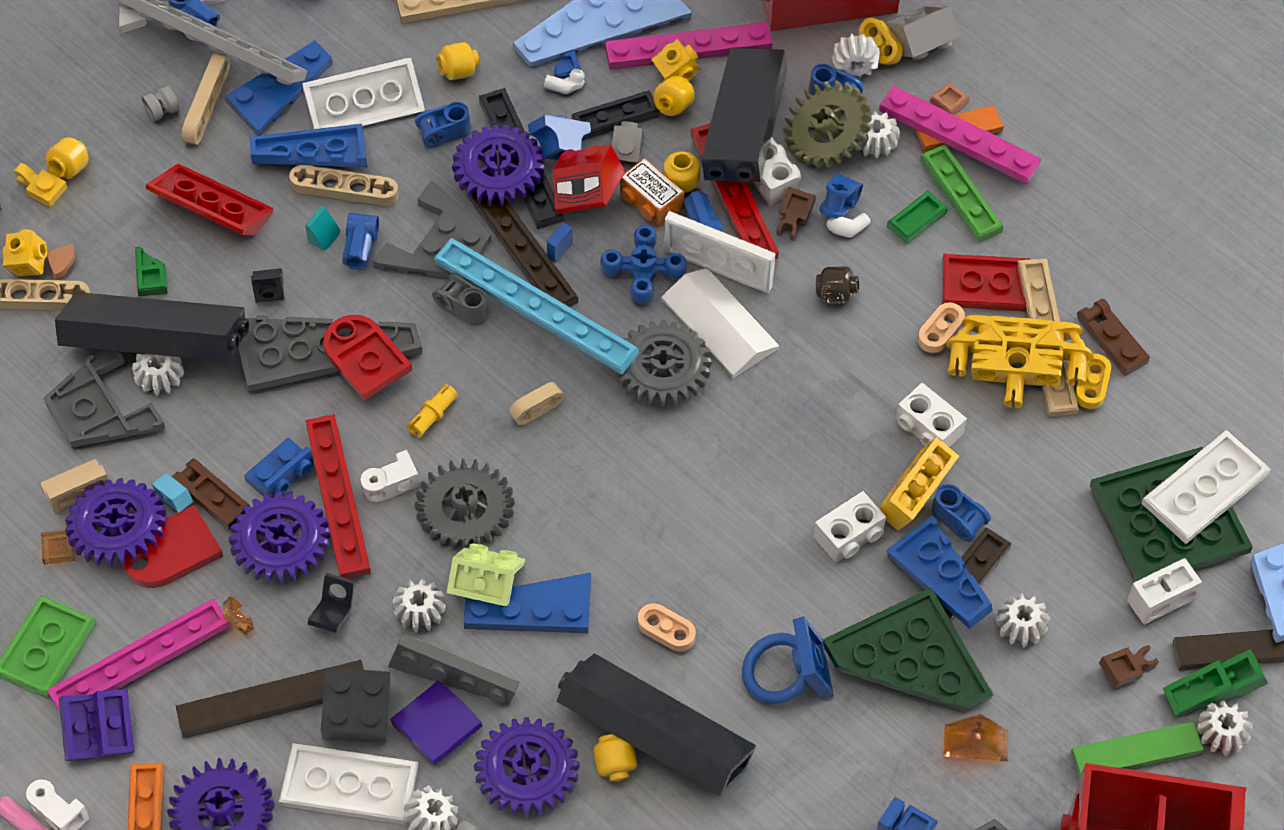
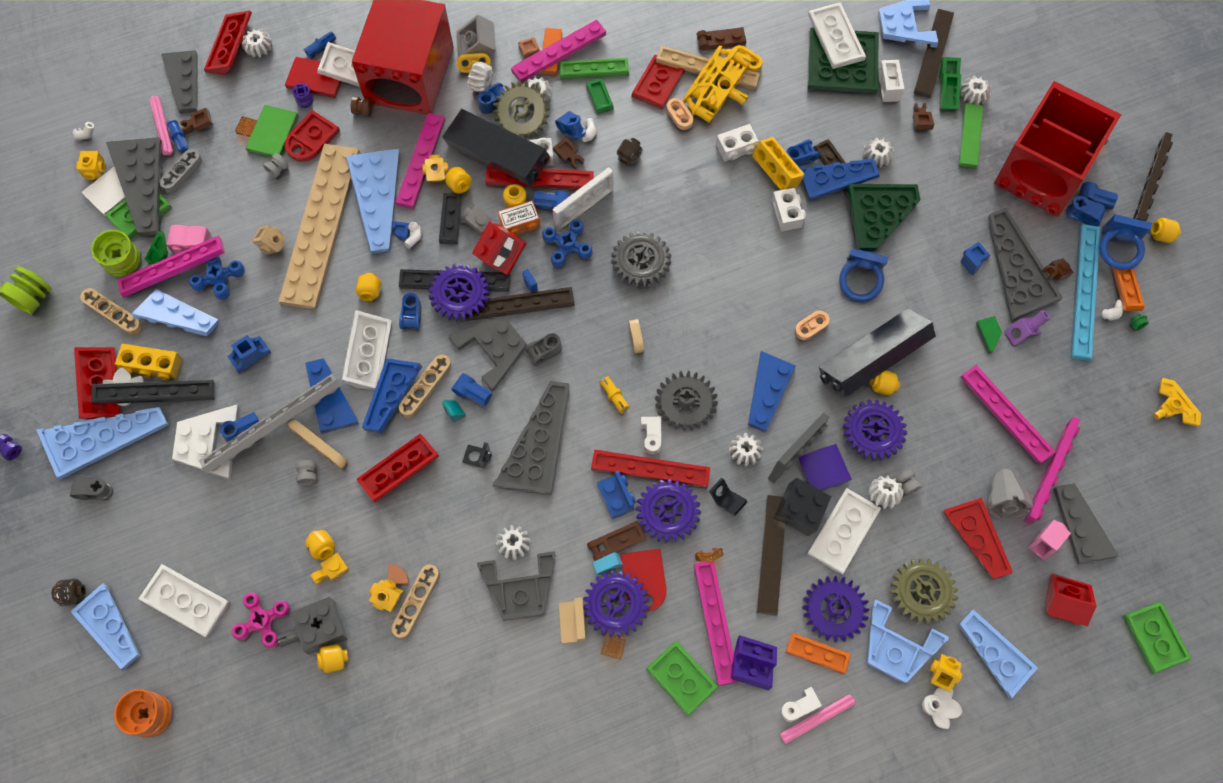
camera: 65 degrees left, 10 degrees up
(150, 274) = (434, 523): green tile -> none
(151, 326) = (487, 532): black brick -> none
(365, 357) = (563, 416): red tile -> none
(484, 574) = (743, 403): yellowish green bracket -> none
(537, 306) = (573, 309): medium azure tile -> none
(558, 134) = (458, 250): brick -> none
(720, 320) = (620, 220): white slope -> none
(976, 739) = (937, 206): clear orange slope -> none

